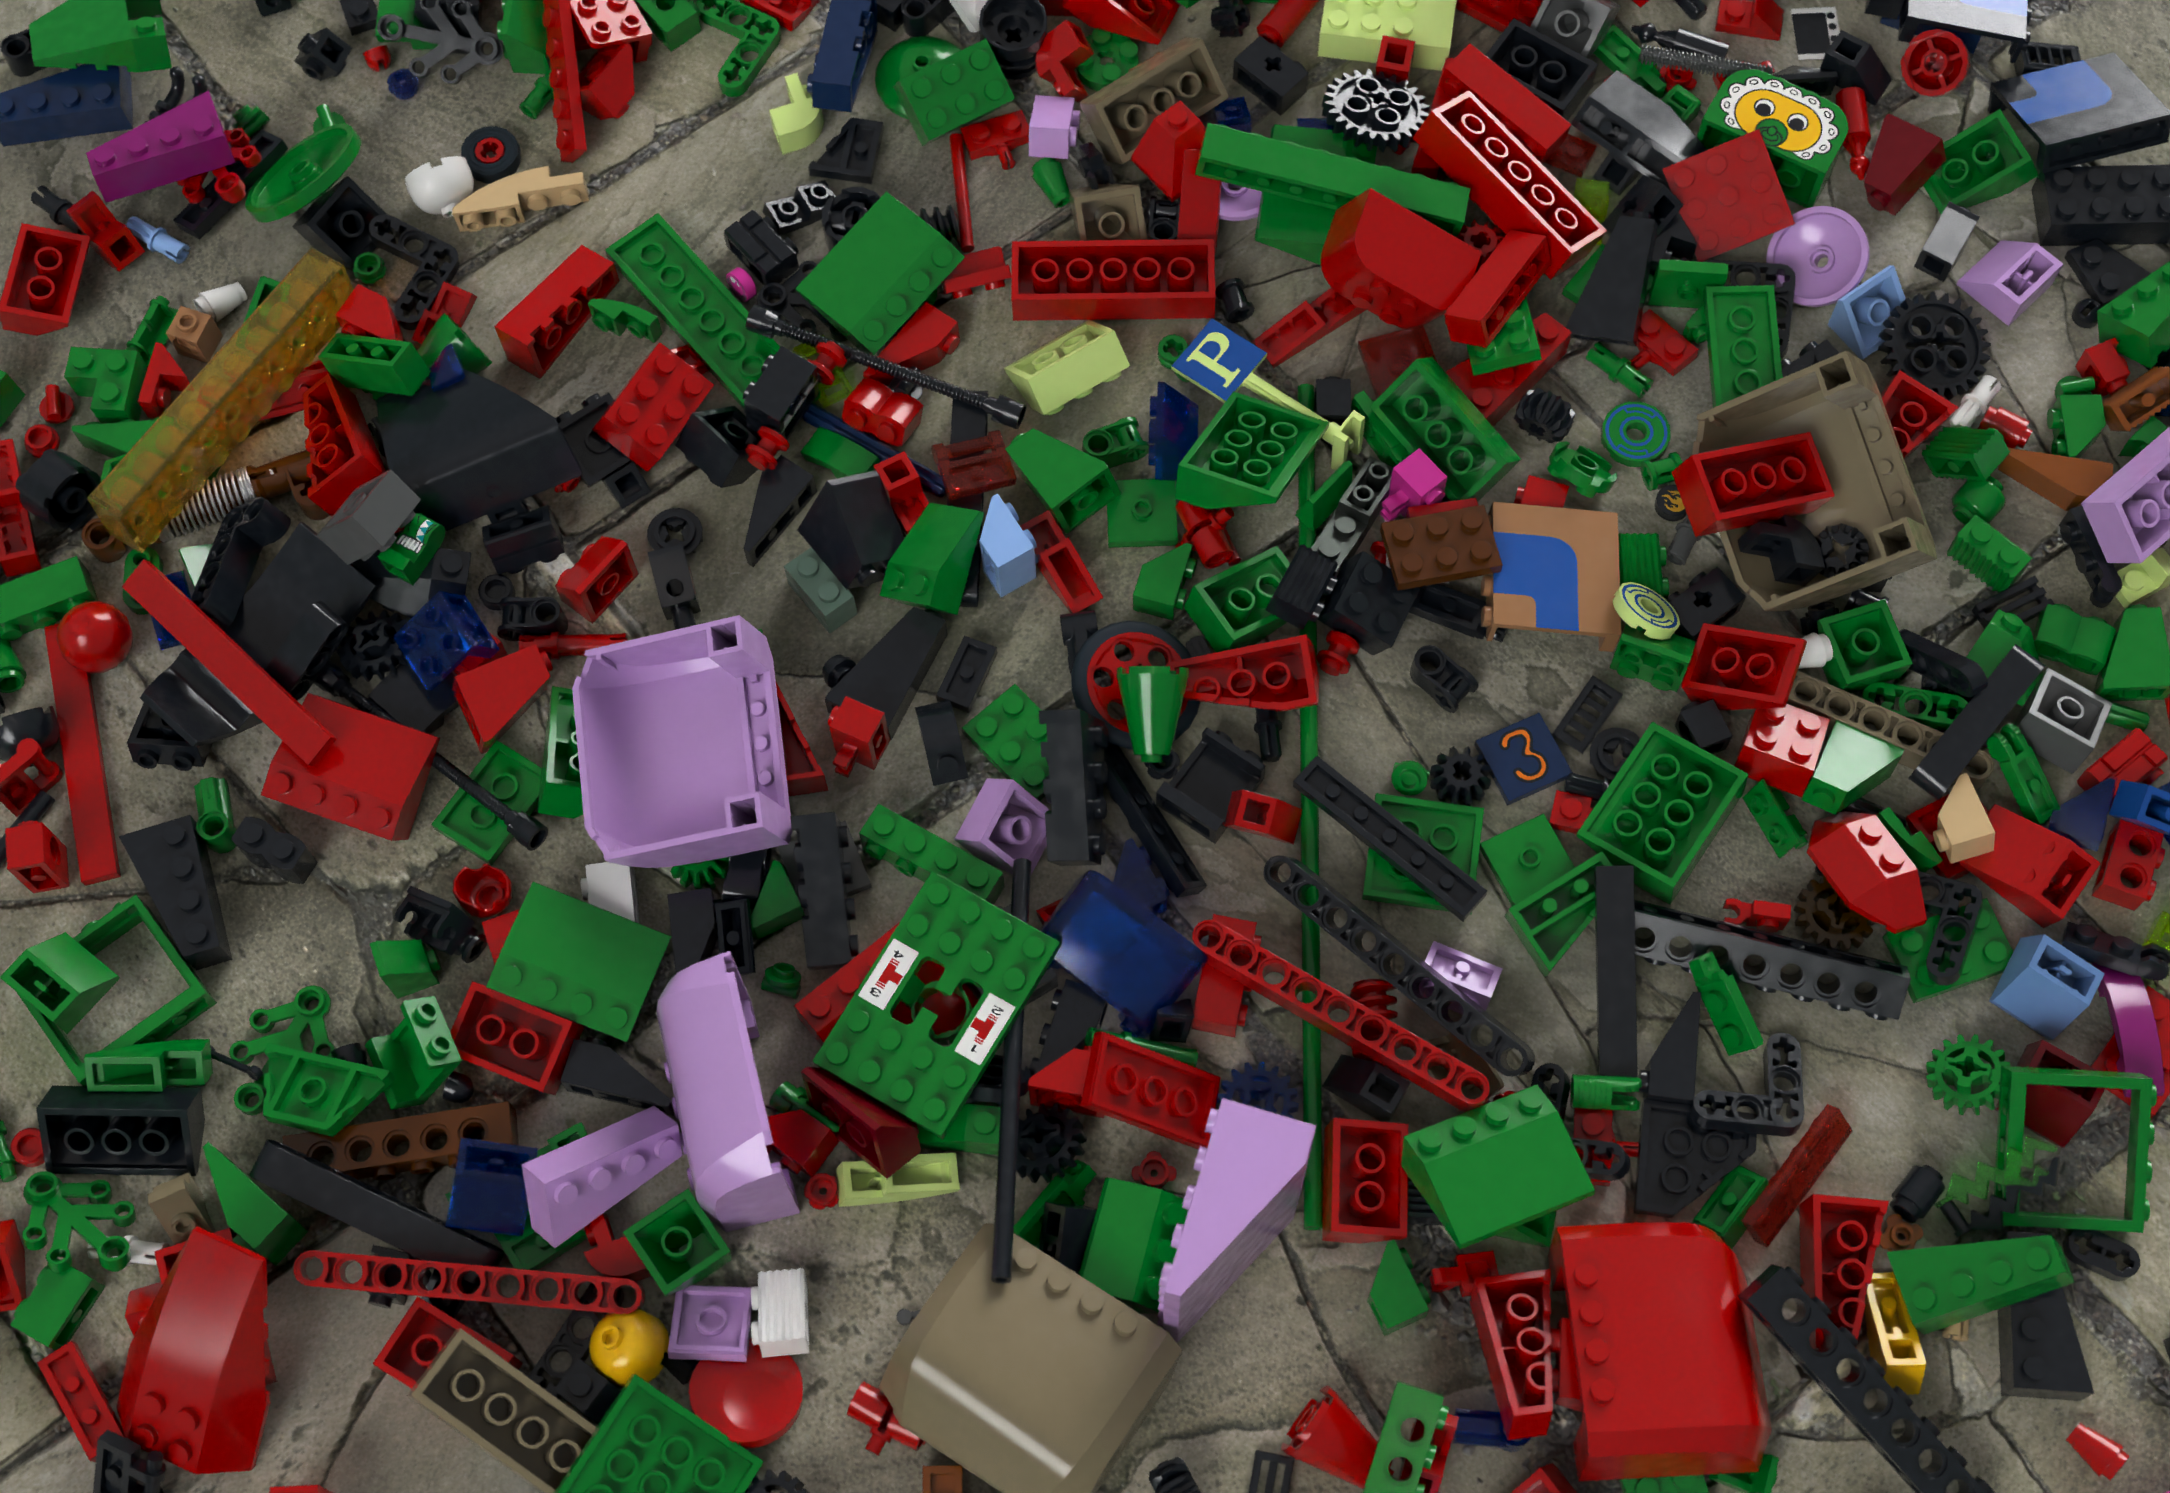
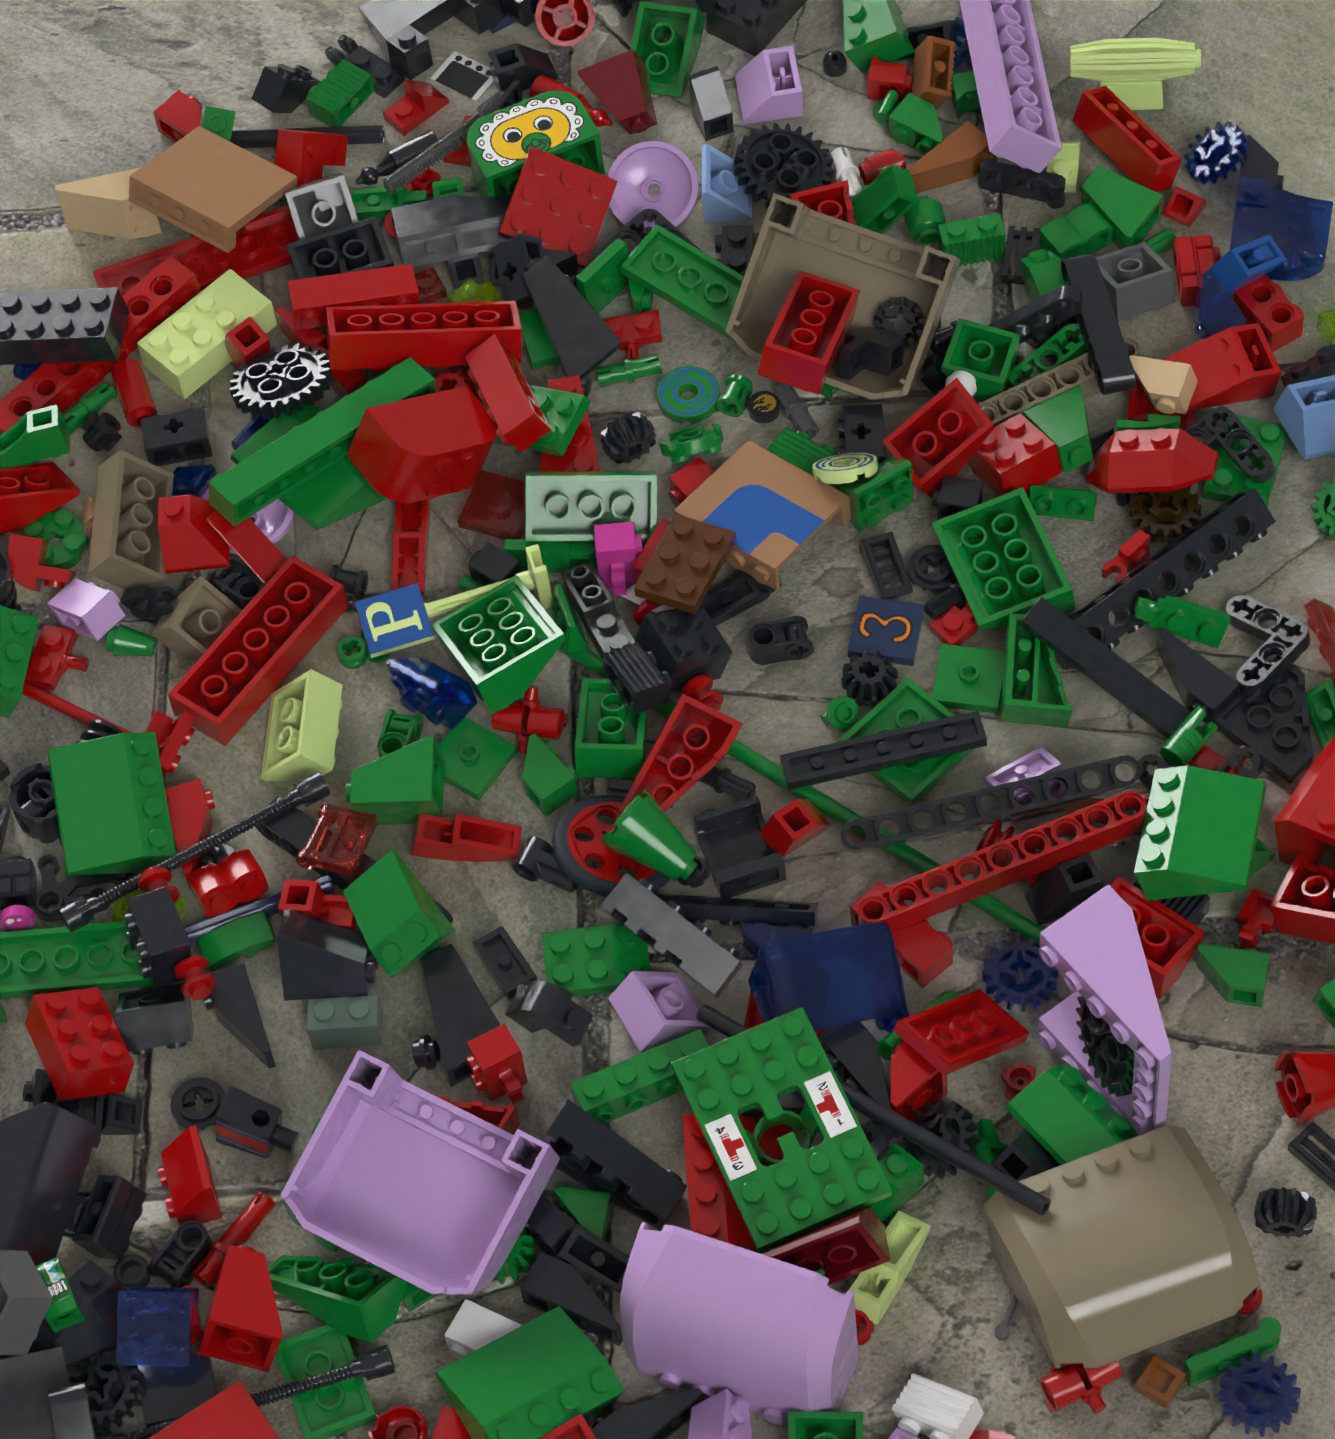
camera: 50 degrees left, 10 degrees down
(1006, 548) = (430, 858): light blue slope -> none
(1173, 1022) = (915, 987): black slope -> none
(2023, 773) = (1155, 327): green hinge -> none
(2104, 270) = (814, 31): black wing -> none

